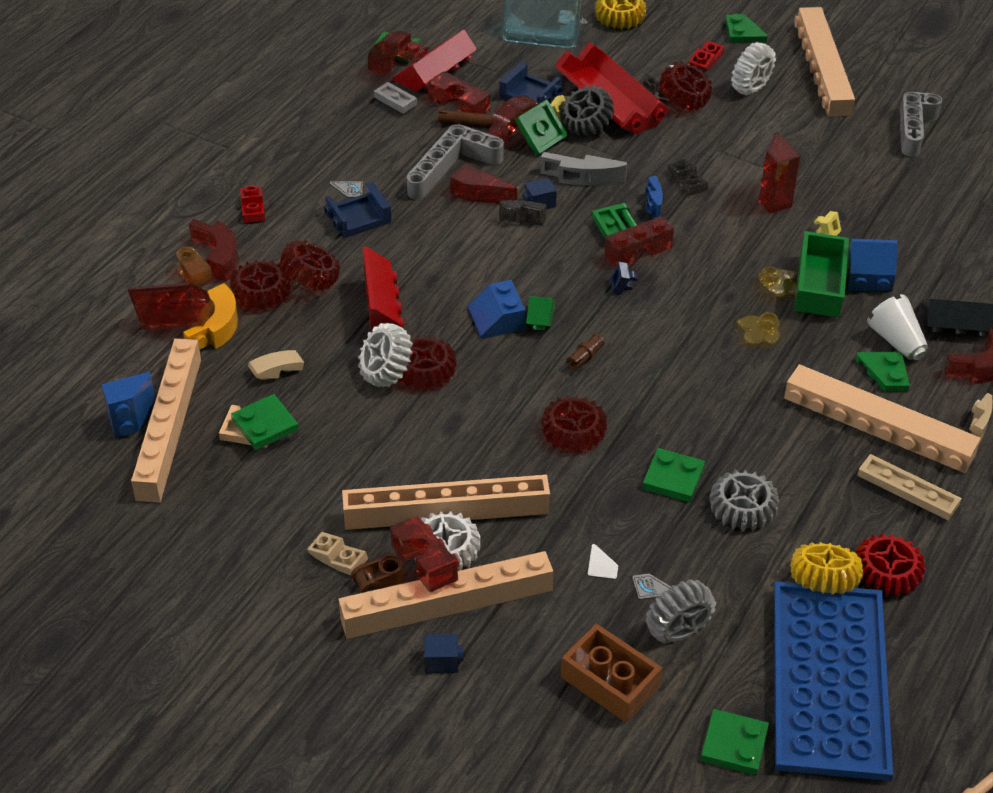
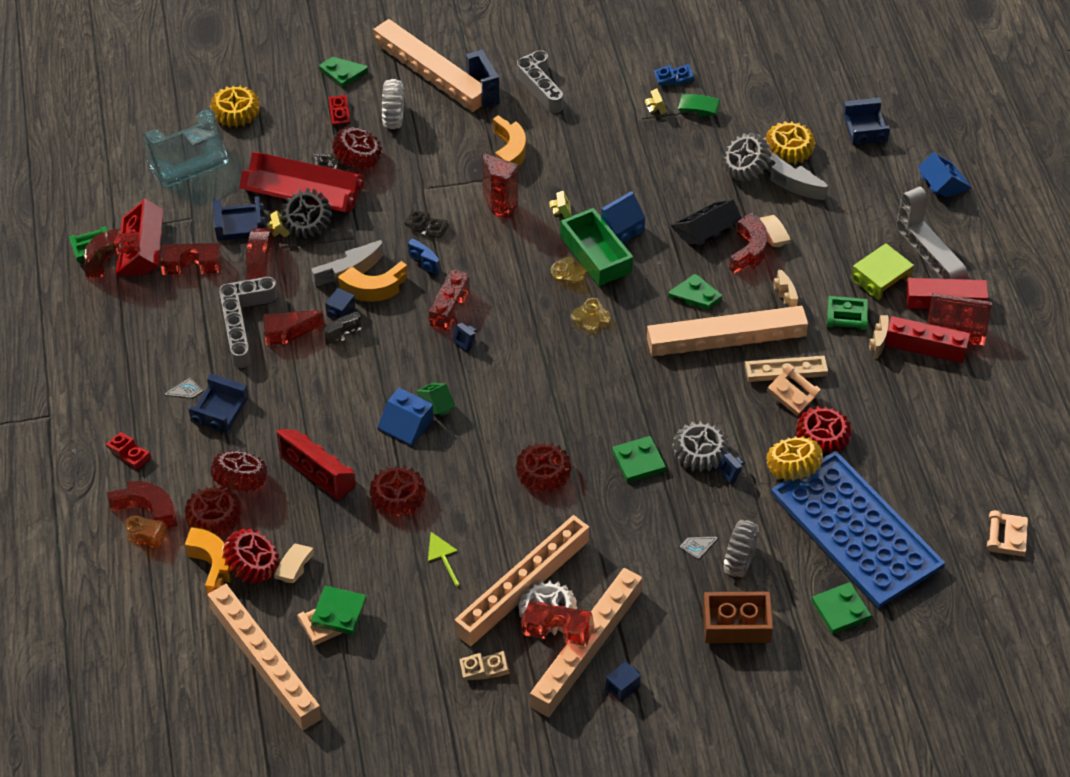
camera: 40 degrees left, 5 degrees up
(129, 403) = (227, 667): blue slope -> none
(171, 305) = (178, 573): clear red slope -> none
(234, 321) = (246, 560): none -> red gear
(379, 574) = (529, 664): reddish brown piece -> none
(385, 355) = (375, 489): white gear -> none
(395, 97) = (141, 290): light grey plate -> none
(409, 434) = (439, 549): none -> lime piece
(465, 118) = (211, 277): reddish brown pin -> none
(541, 127) = (286, 248): green plate -> none
(584, 197) = (373, 287): none -> light orange arch
(585, 351) = (495, 408): reddish brown pin -> none
(601, 565) = (653, 552): white sticker -> none
(608, 219) = (413, 297): green plate -> none
(756, 537) = (730, 467): none -> dark blue tile
(830, 162) = (515, 139): none -> light orange arch
(858, 90) = (481, 69): none -> dark blue panel
(887, 512) = (789, 394): none -> light nougat plate
(899, 327) = (683, 256): white cone -> none

